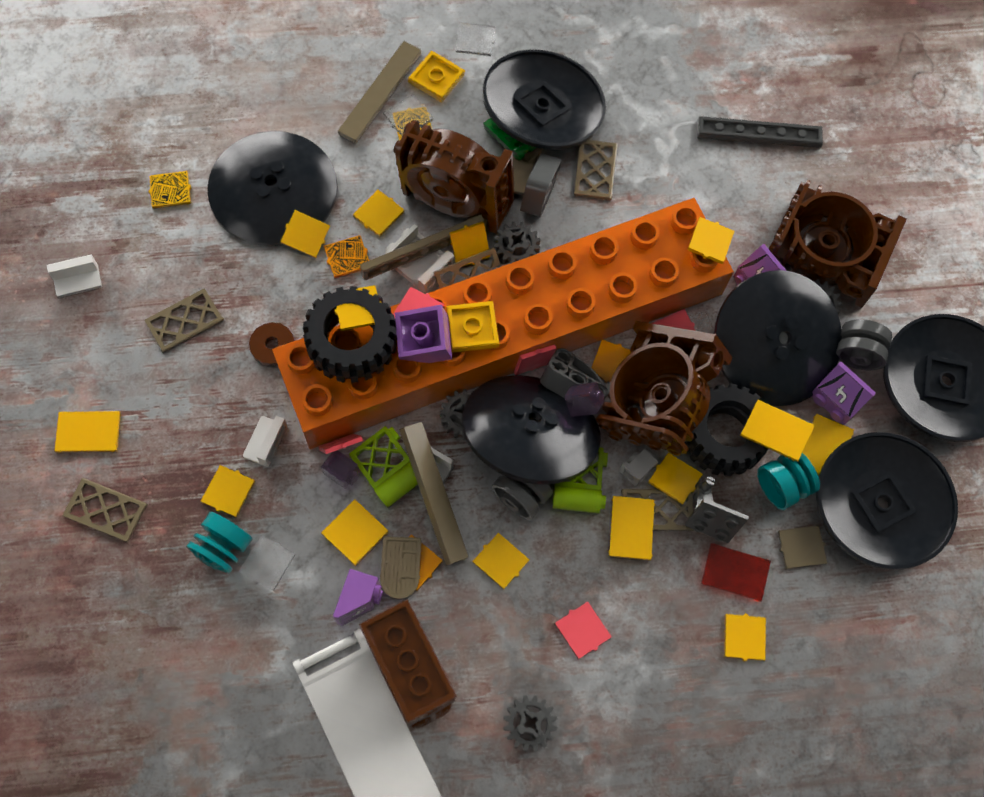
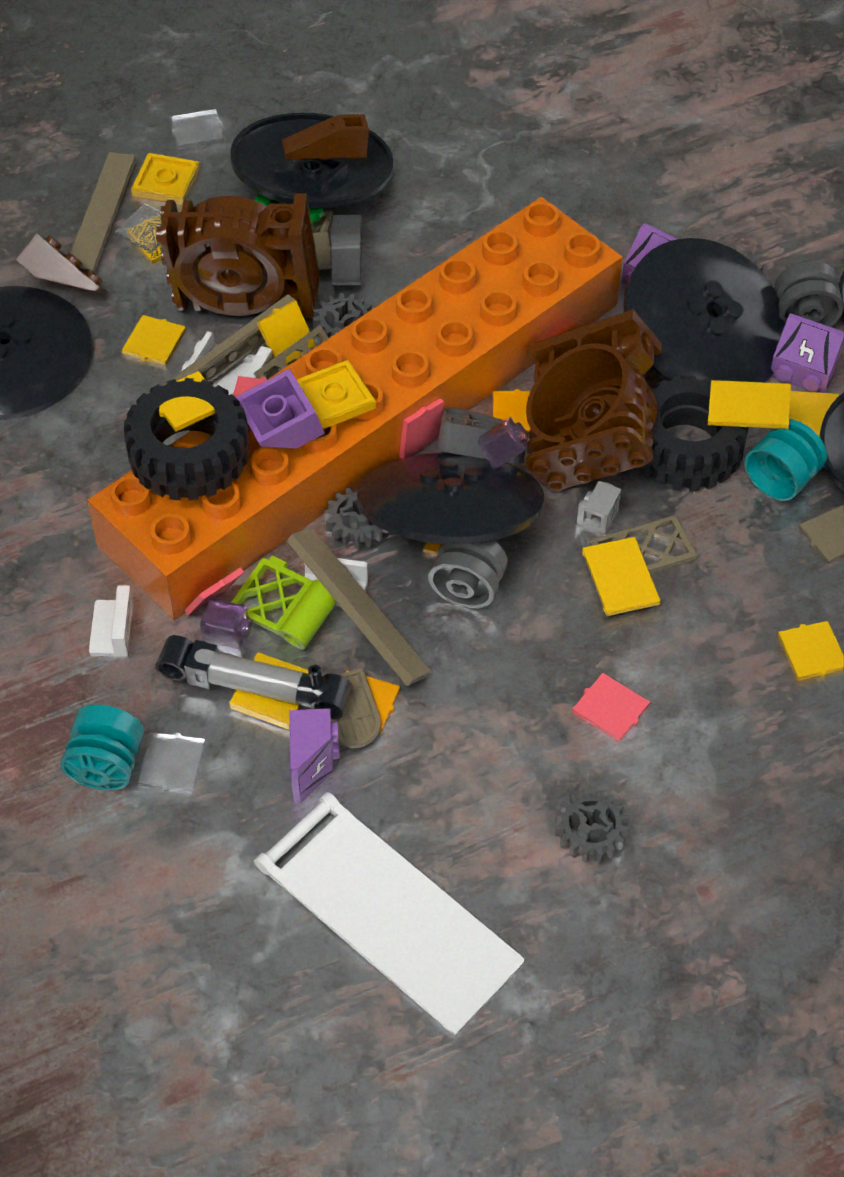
camera: 15 degrees left, 15 degrees down
(227, 491) = (80, 690): yellow piece -> none
(262, 336) = (60, 512): reddish brown tile -> none
(305, 234) = (70, 386): yellow piece -> none
(316, 504) = (206, 666): none -> piece
(327, 129) = (51, 265): none -> slope
(346, 256) = (126, 392): light orange piece -> none
(409, 665) = (416, 783): reddish brown brick -> none
(500, 560) = (473, 664): yellow piece -> none
(562, 89) = (334, 138): none -> reddish brown slope
(580, 495) = (539, 560): lime piece -> none
(593, 192) = (412, 242): dark tan window -> none
(675, 478) = (649, 508): yellow piece -> none
(711, 240) = (581, 227): yellow piece -> none
(712, 517) = (716, 525): dark grey plate -> none
(736, 572) = (769, 585): clear red piece -> none
(760, 132) = (584, 128): dark grey tile -> none
(868, 234) = (739, 201): reddish brown brick -> none

